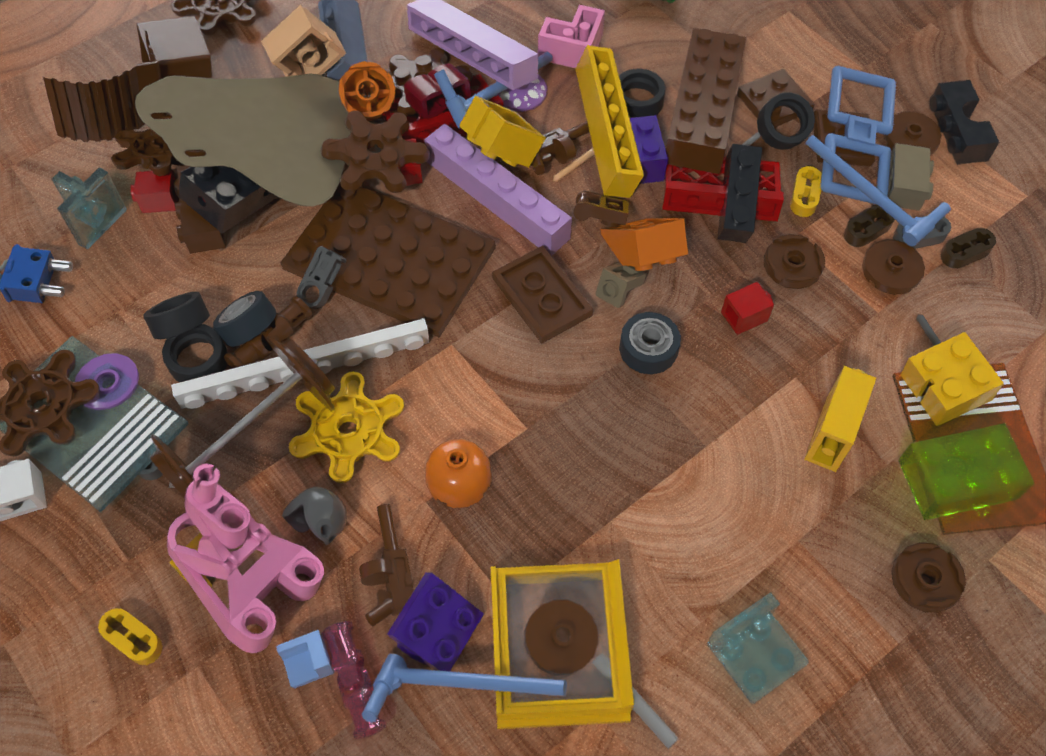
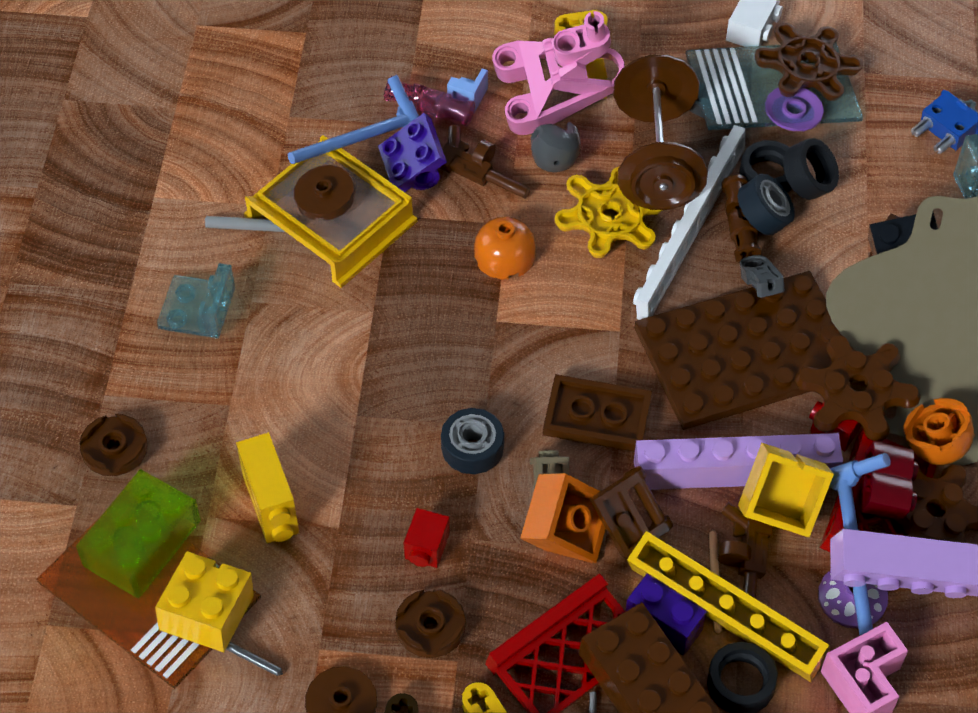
camera: 135 degrees right, 5 degrees down
(740, 201) = (547, 634): black arch -> none

